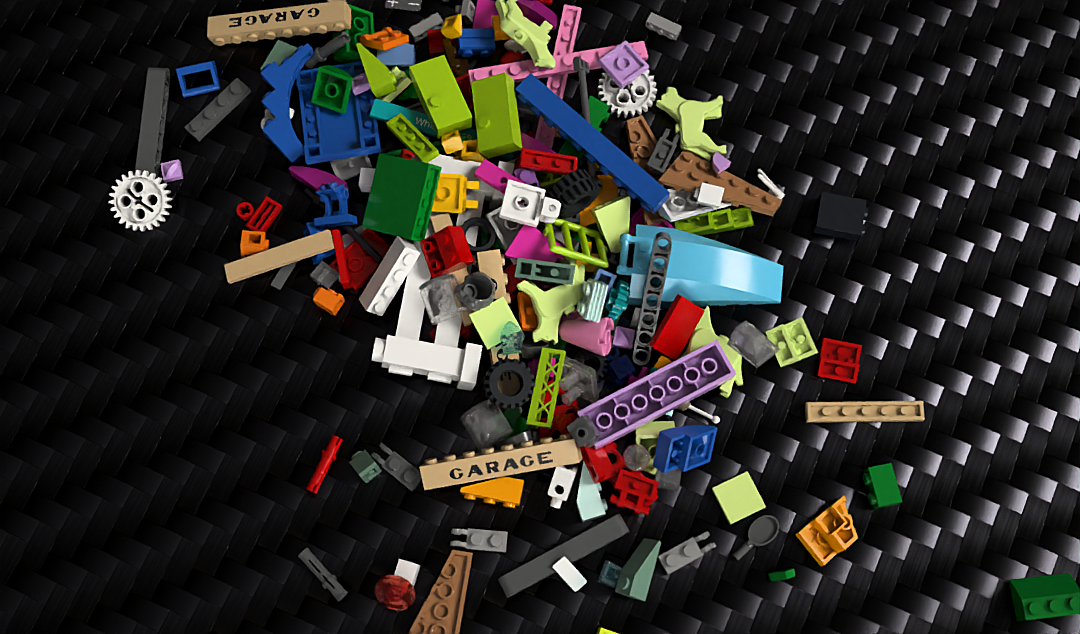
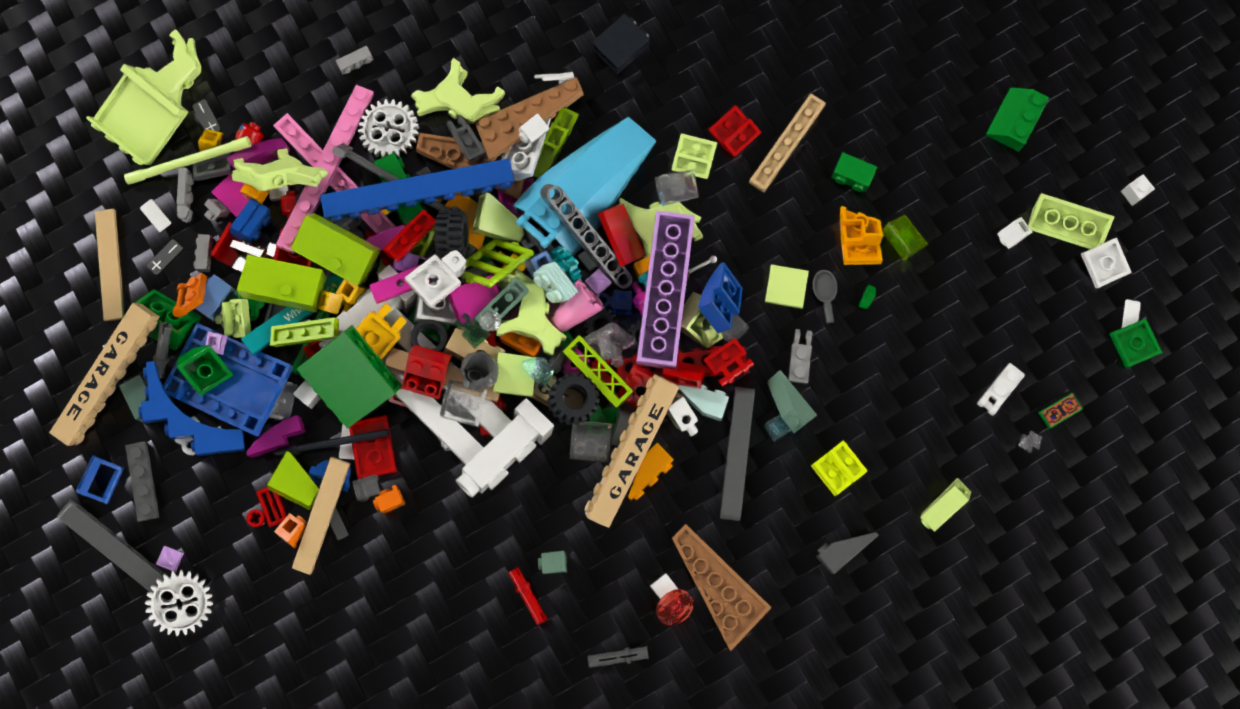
camera: 55 degrees left, 5 degrees up
(291, 217) = (293, 483): none -> lime slope
(331, 218) = (298, 431): blue tile -> none
(341, 259) = (362, 464): red tile -> none
(378, 75) = (219, 321): lime slope -> none
(389, 276) = (409, 433): white brick -> none
(399, 468) = (574, 536): dark grey hinge -> none
(452, 27) = (225, 230): yellow slope -> none
(481, 540) = (679, 509): light grey hinge -> none
(504, 265) = (473, 332): none -> clear green plate
(523, 271) = (490, 321): none -> clear wheel
(569, 574) = (755, 458): white sticker -> none
(584, 431) = (658, 365): dark grey brick -> none
(623, 64) = (366, 115): lavender tile -> none
(636, 457) = (703, 341): clear head -> none
(720, 163) = (509, 102): lavender tile -> none
(859, 570) = (904, 237): none -> clear neon green slope

